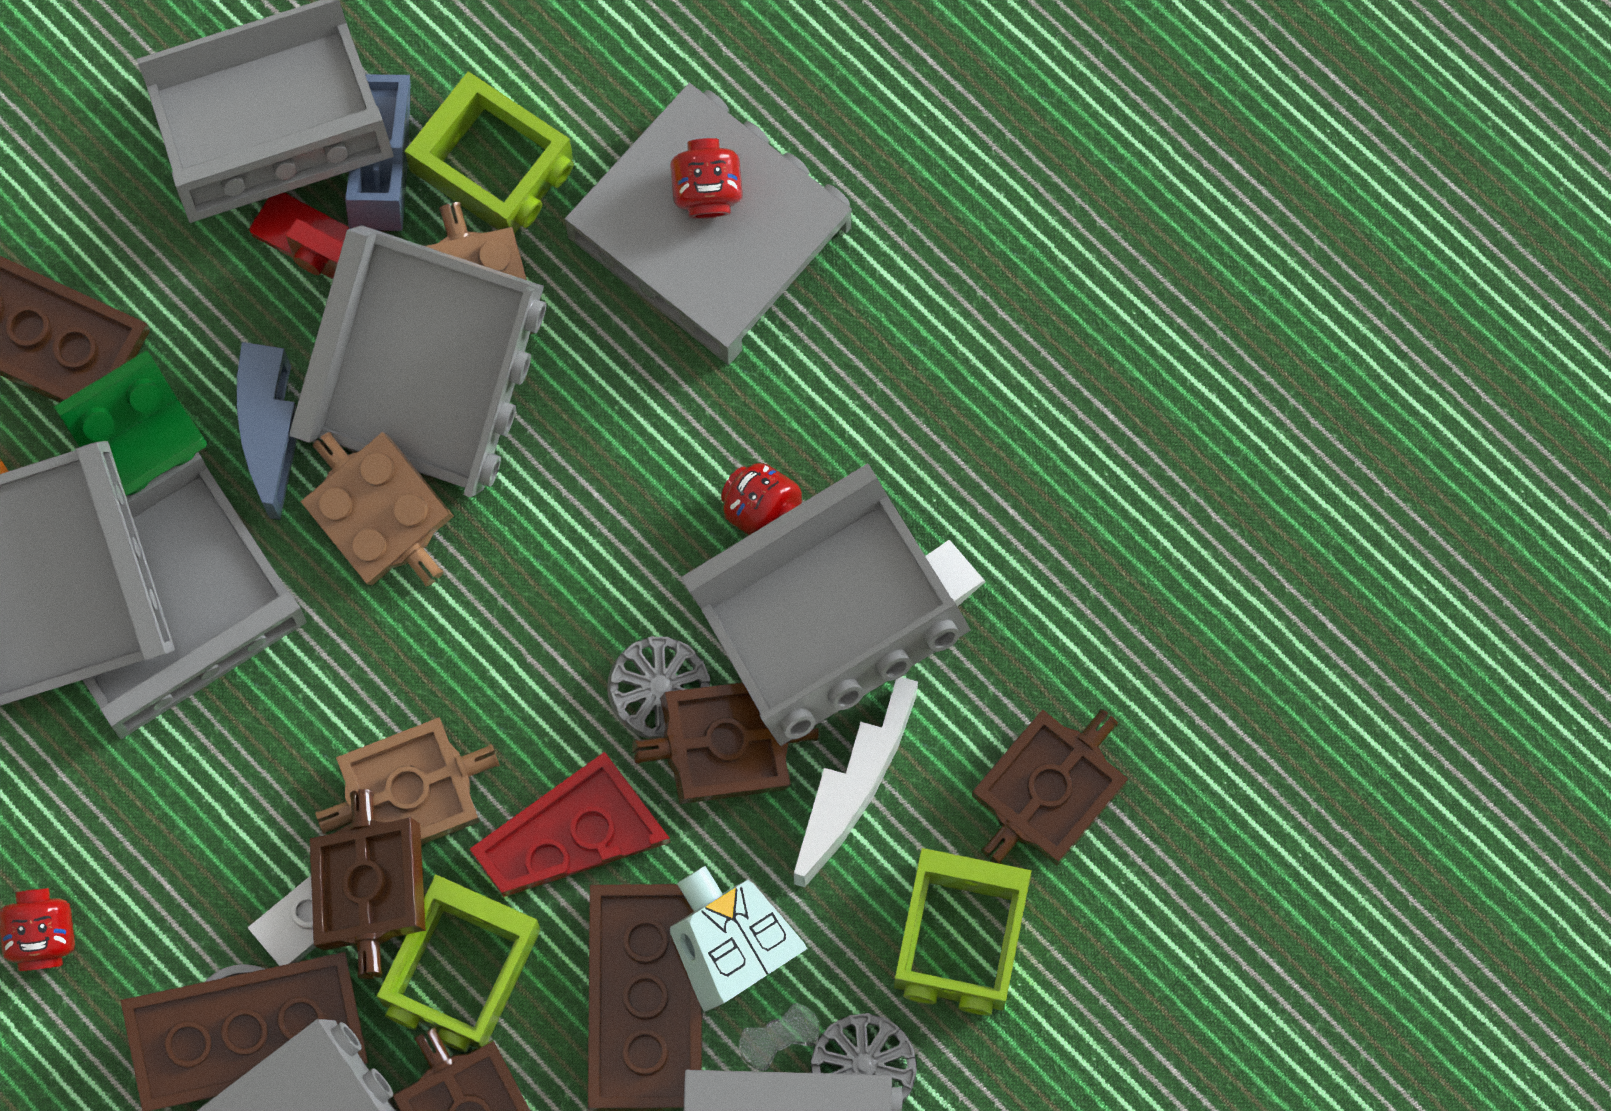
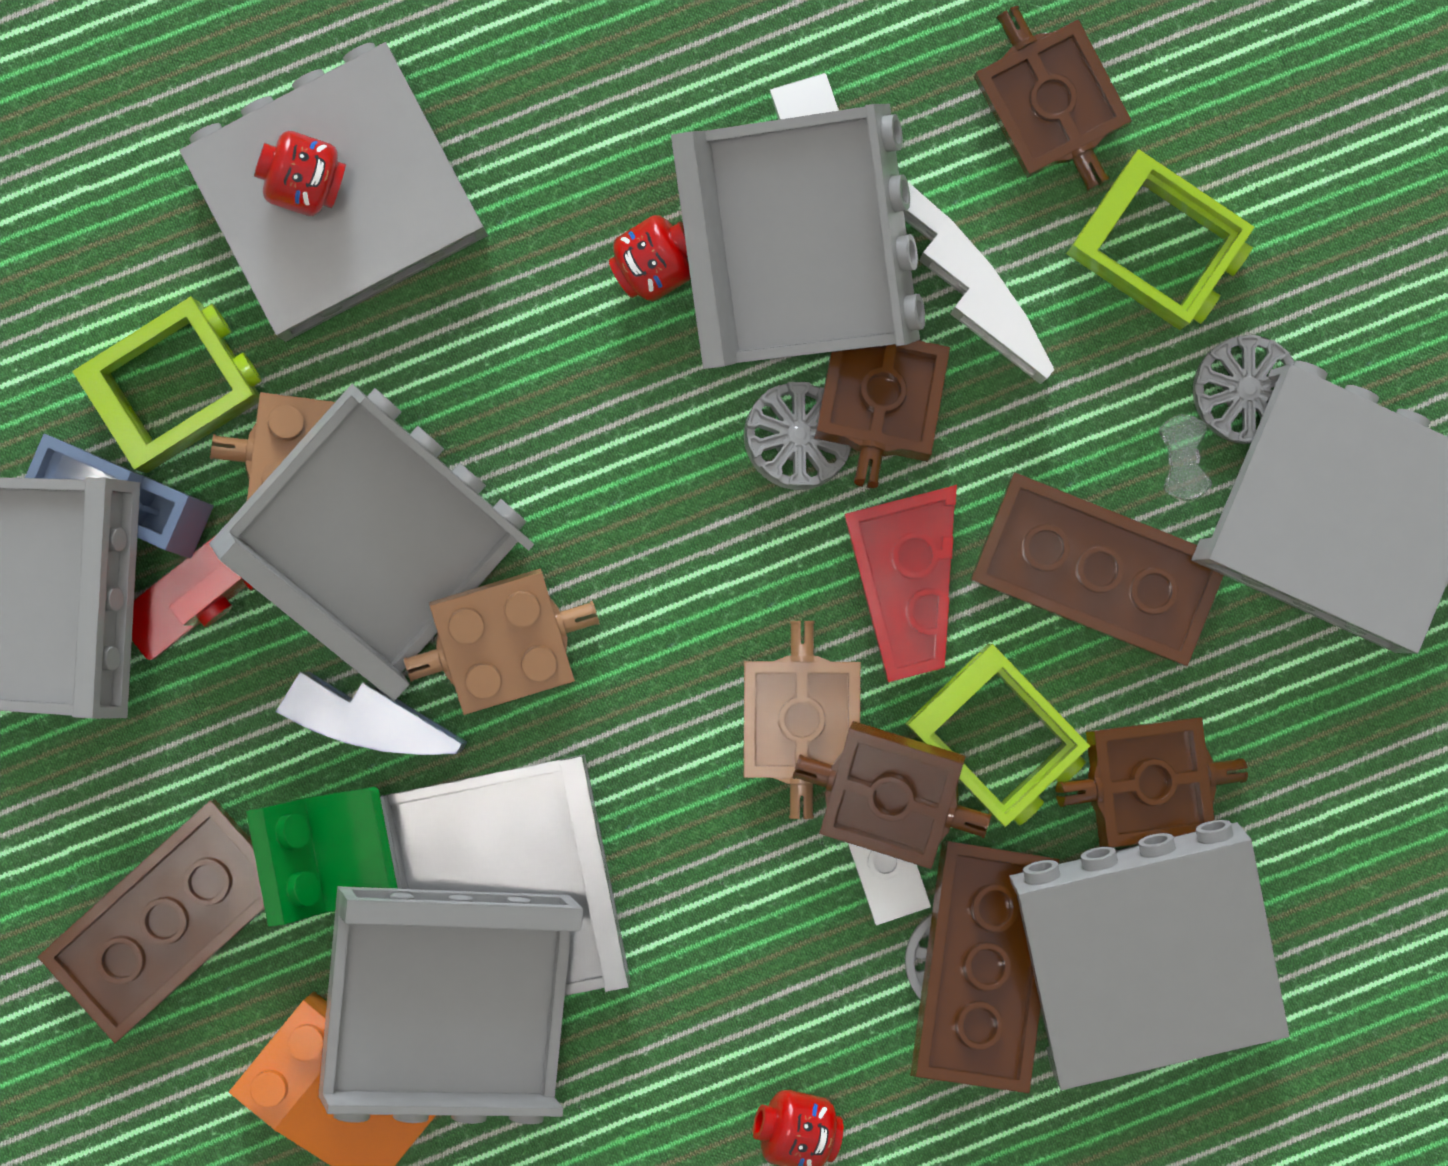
camera: 65 degrees left, 15 degrees up
(730, 938) = (1087, 466): light aqua torso -> none

